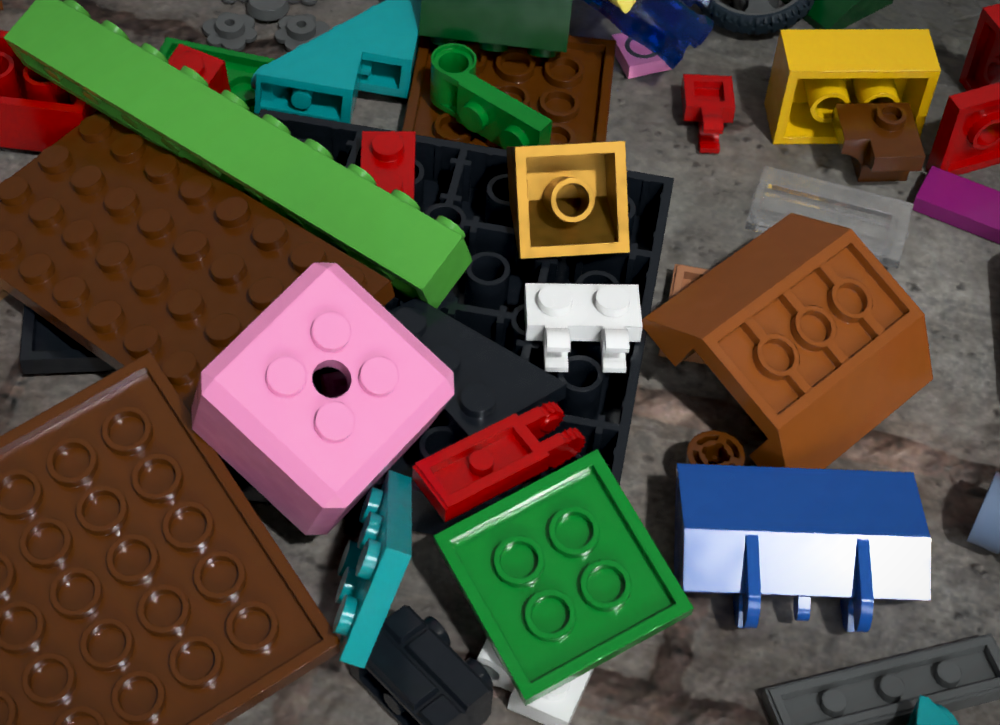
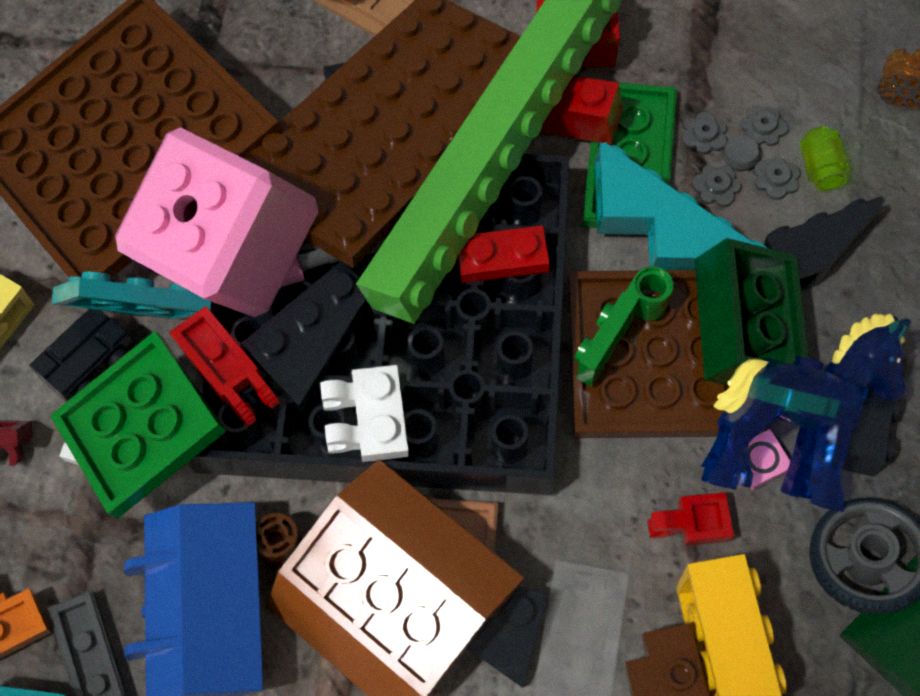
camera: 90 degrees right, 15 degrees up
(569, 199) = (494, 385): pearl gold slope -> none

